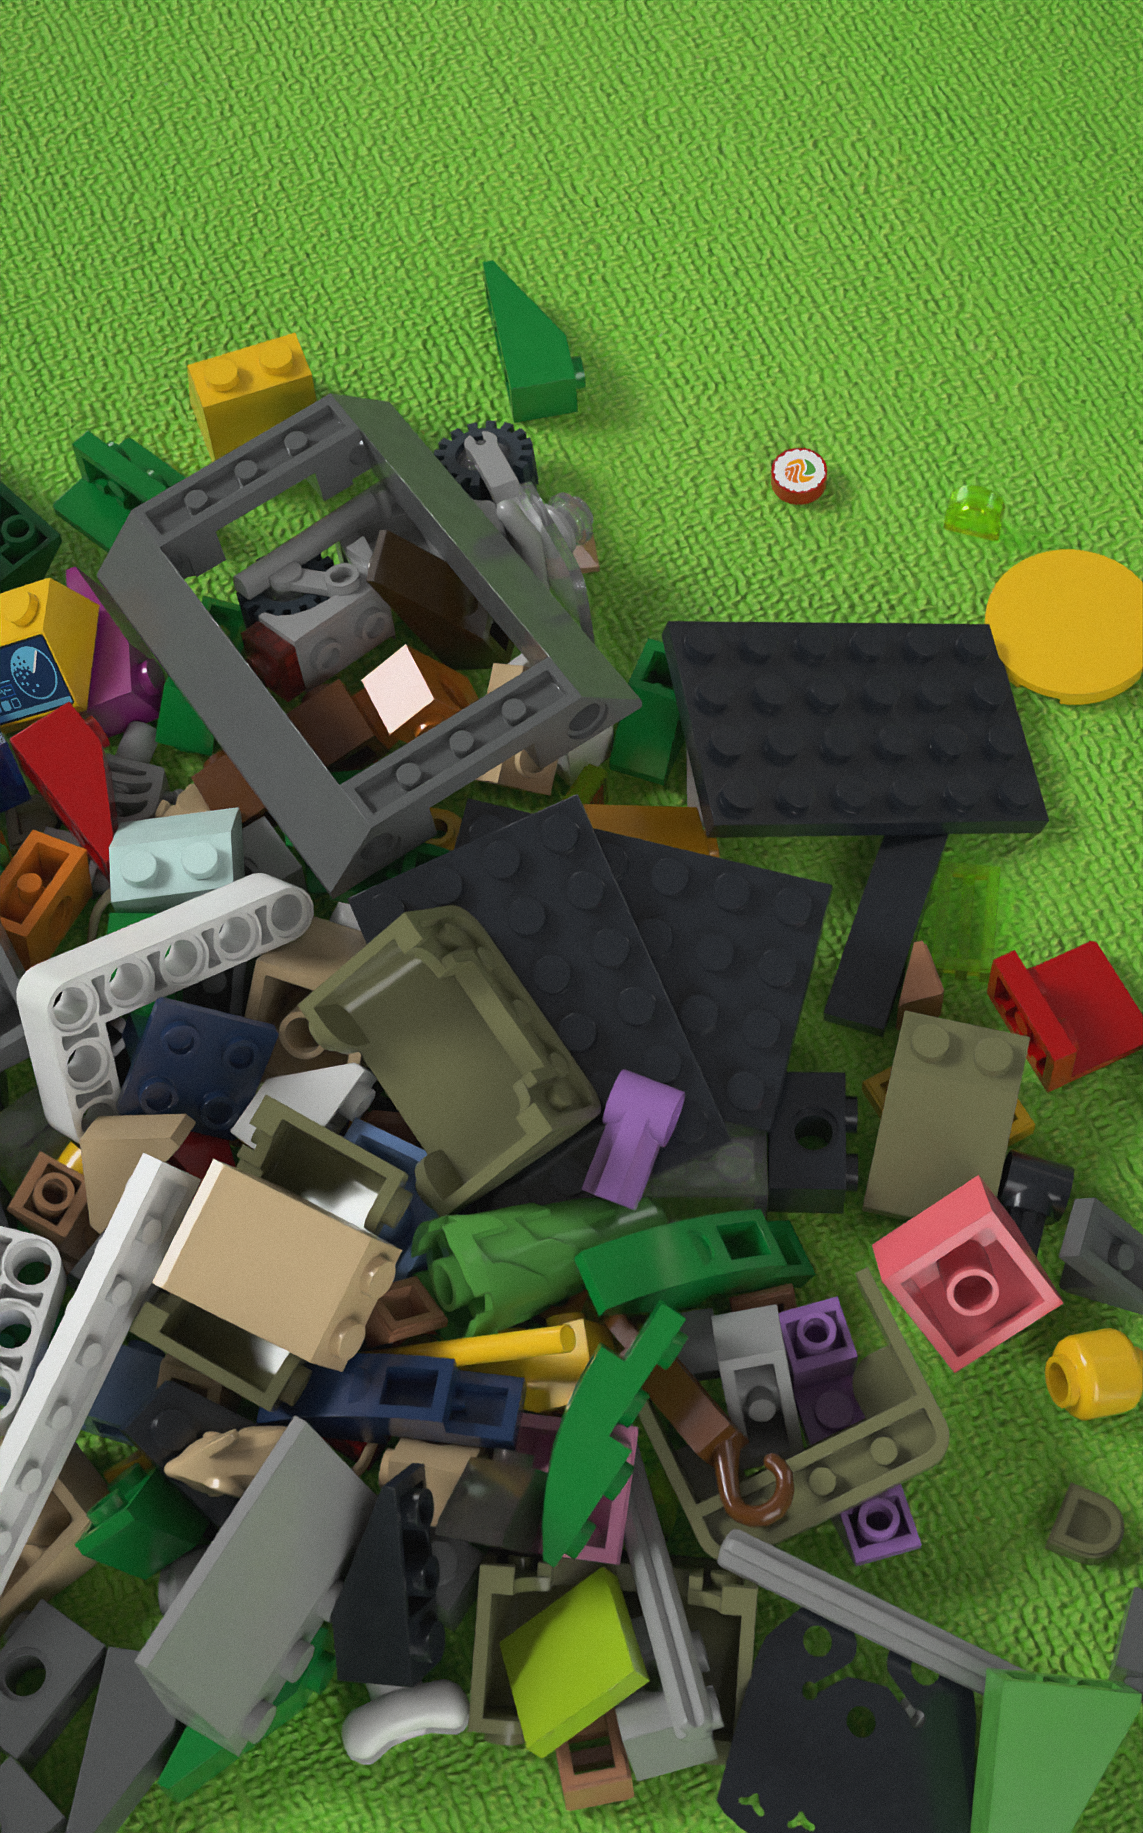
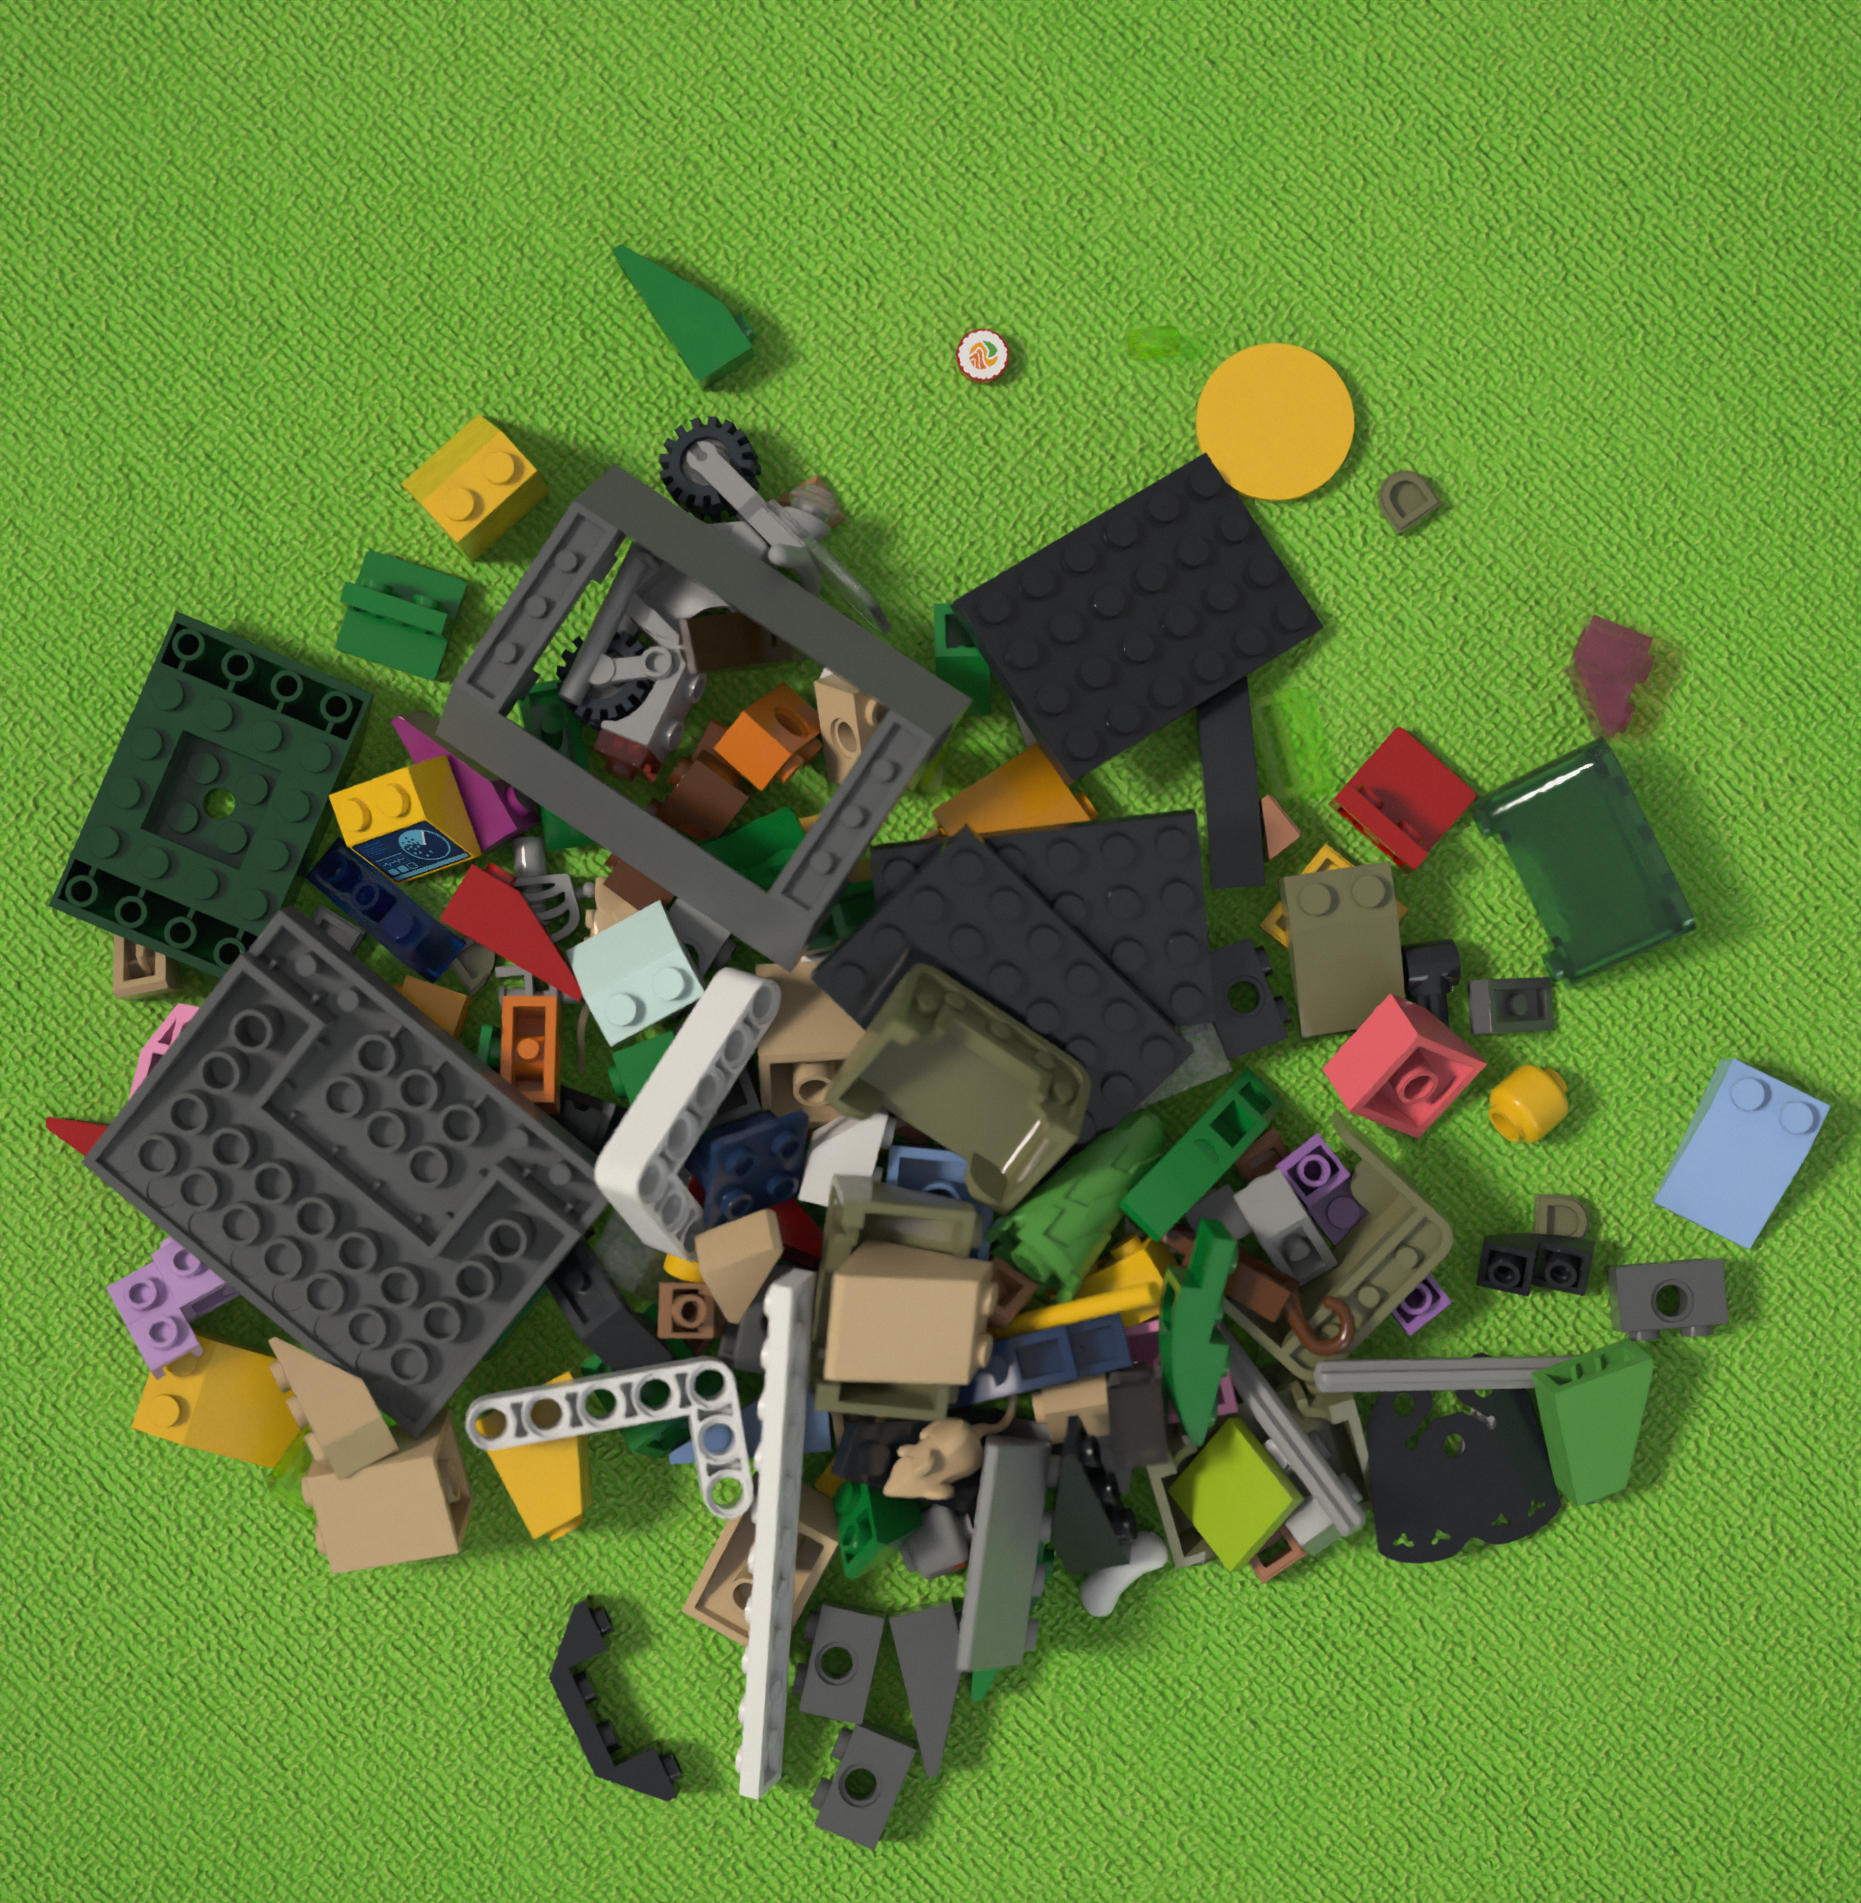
camera: 25 degrees left, 25 degrees up
(637, 1122) = (1123, 1076): medium lavender piece -> none
(1041, 1555) = (1543, 1260): none -> black slope

